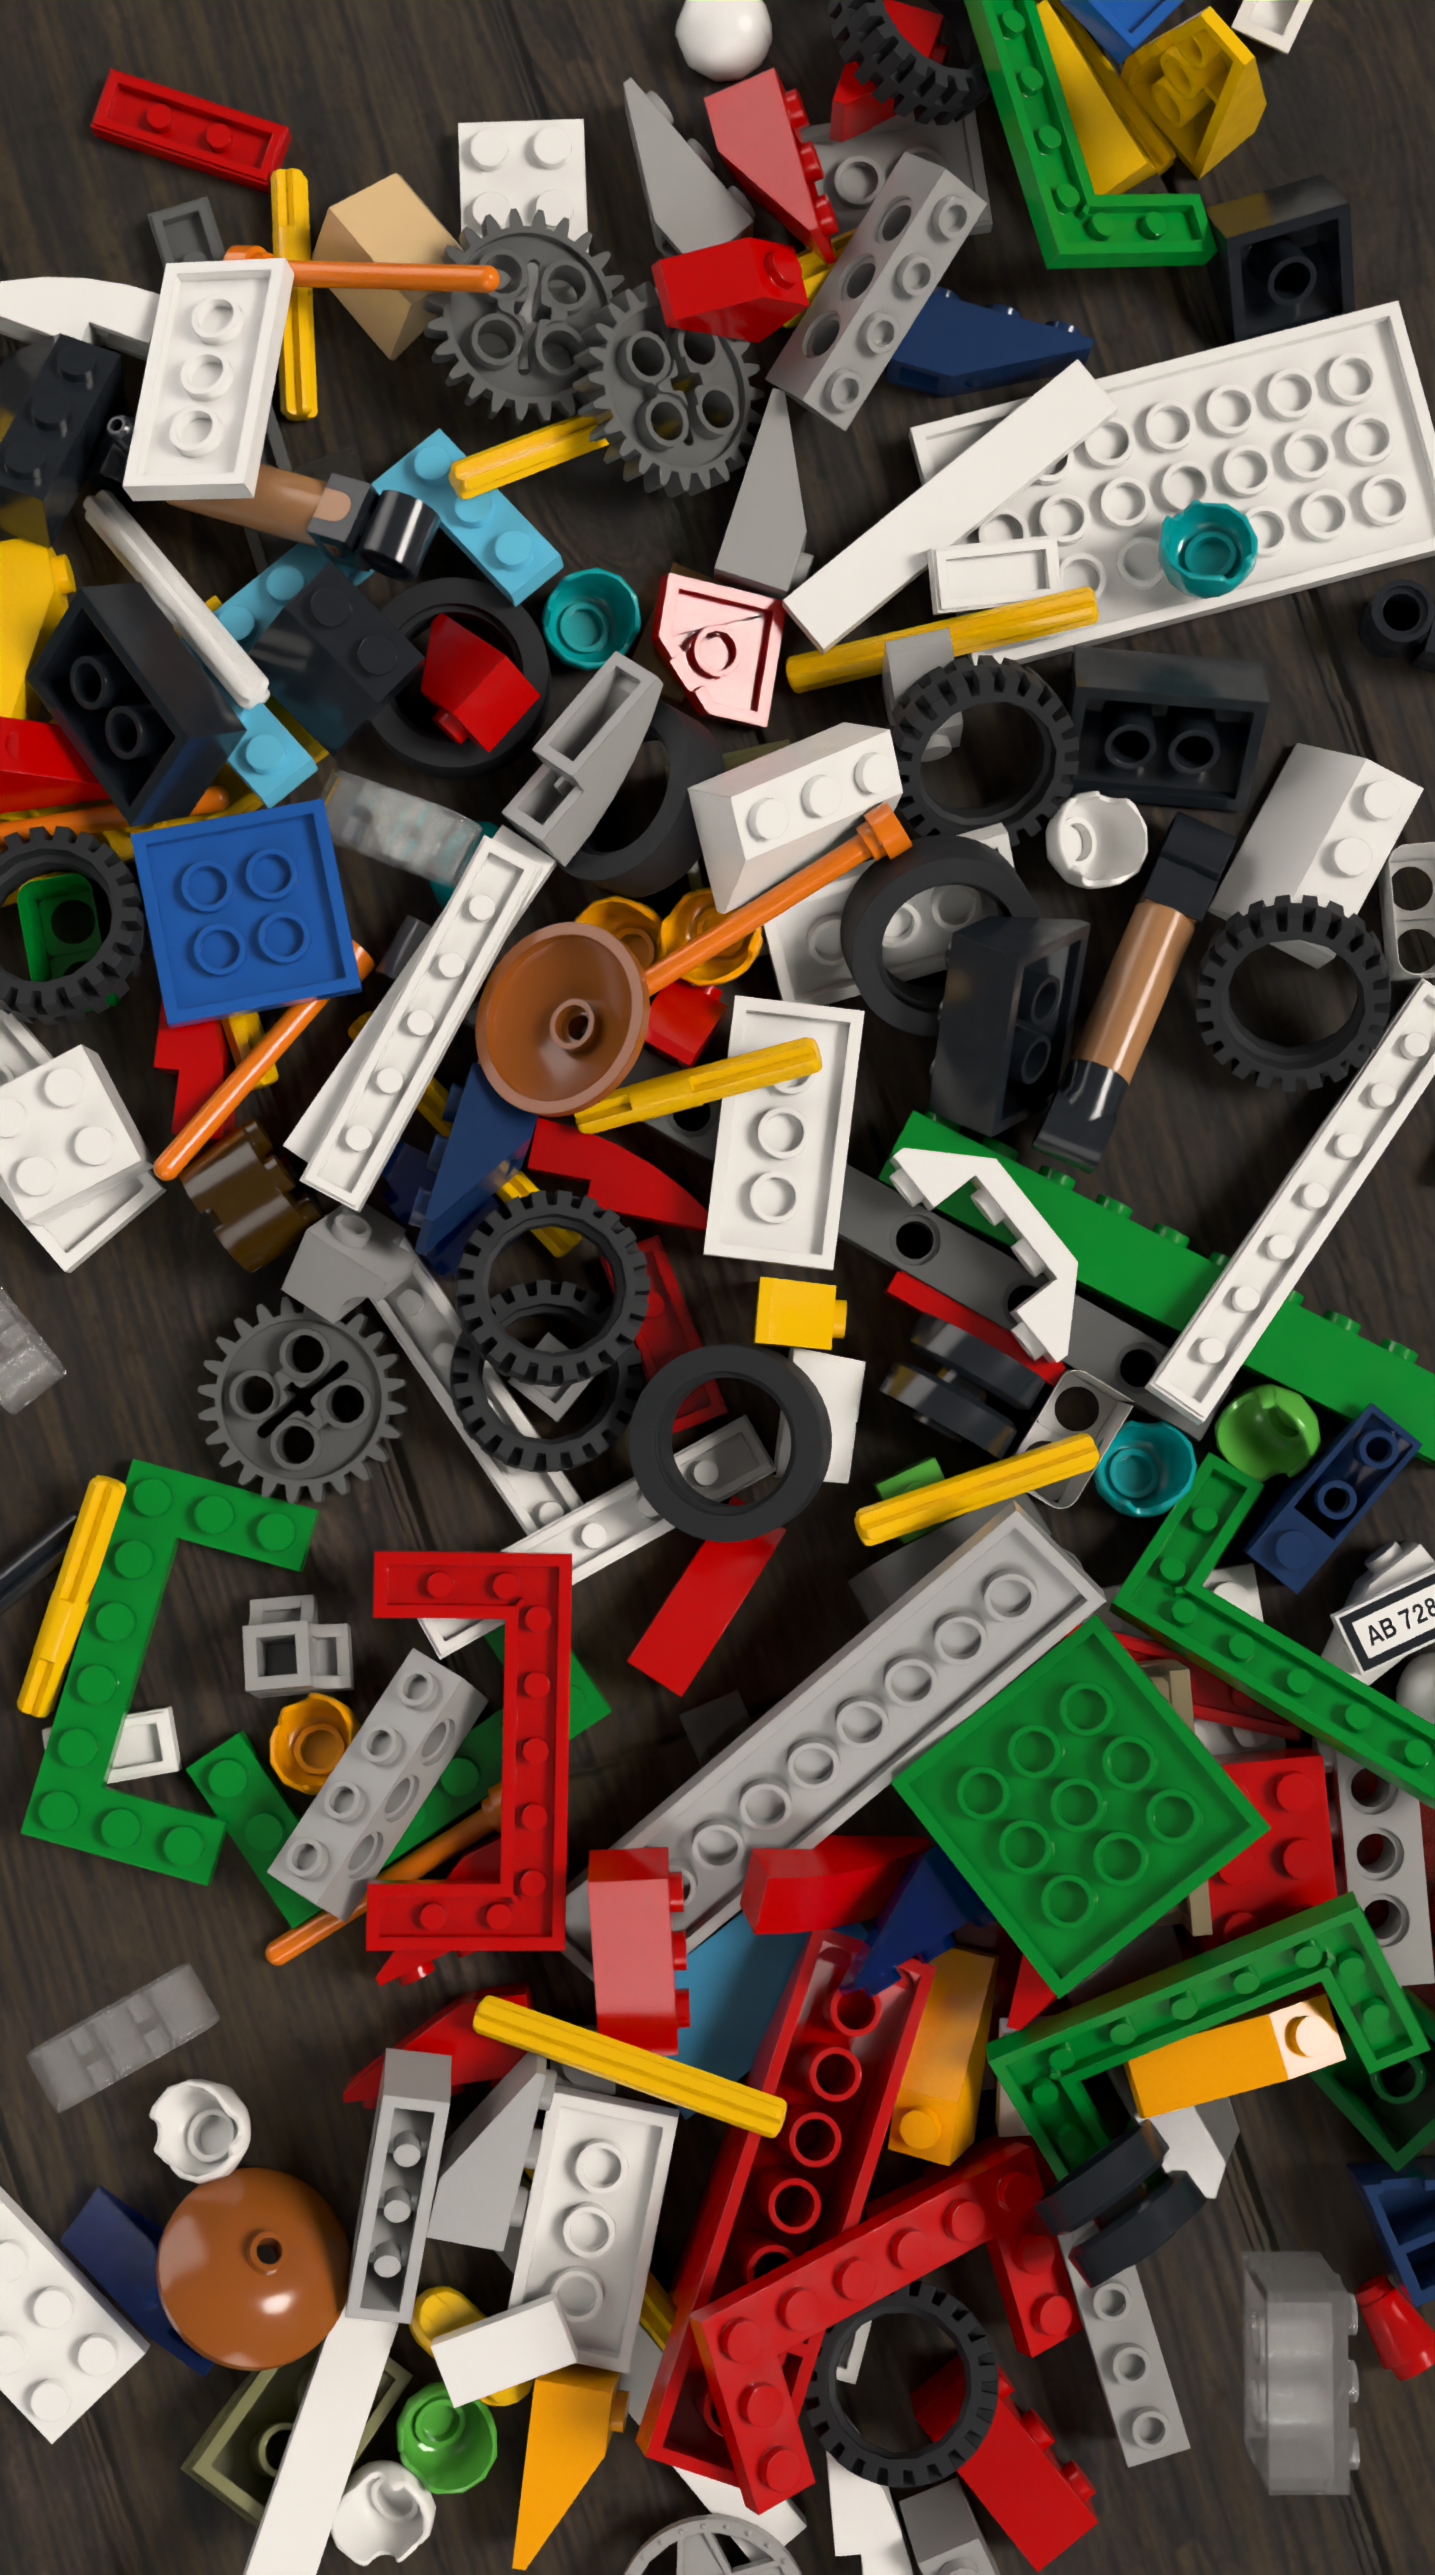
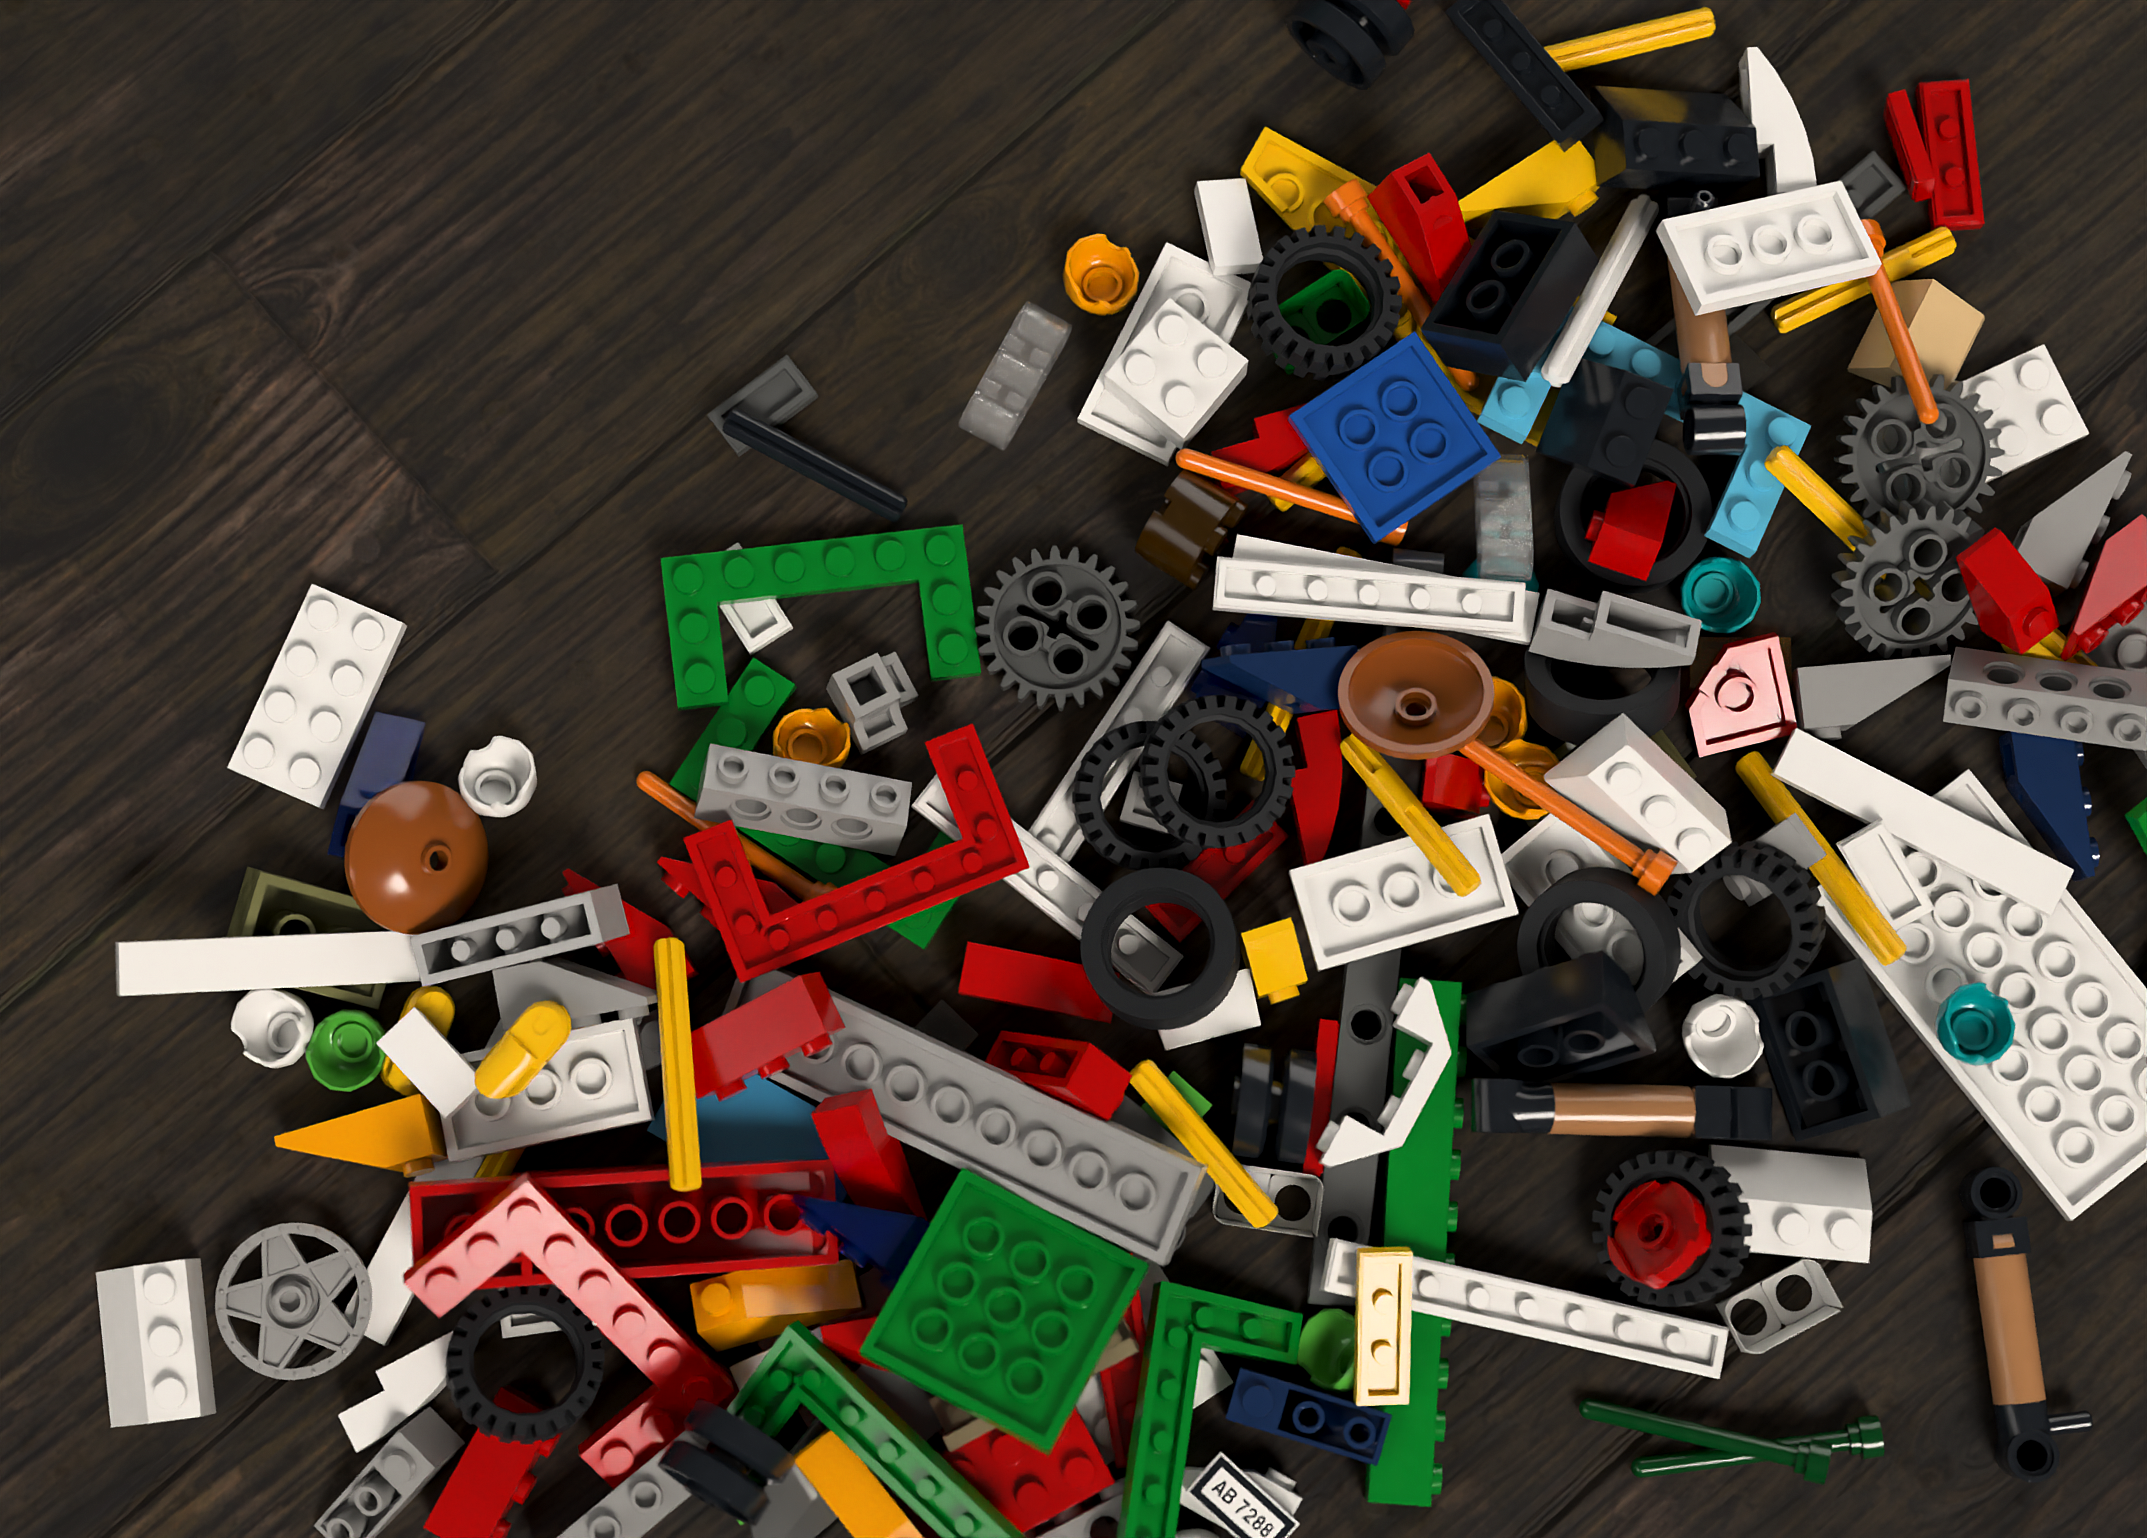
camera: 75 degrees right, 5 degrees down
(71, 1596) = (844, 522): yellow axle -> none
(122, 2037) = (541, 694): clear beam -> none
(159, 169) = (1909, 146): none -> red tile
(348, 1260) = (1173, 616): light grey brick -> none
(537, 2242) = (523, 1050): none -> yellow arm
(827, 1619) = (1063, 1069): none -> red brick
(1145, 1469) = (1269, 1268): teal hair -> none
(1270, 1371) = (1382, 1325): none -> tile
(1321, 991) = (1678, 1245): none -> red plate

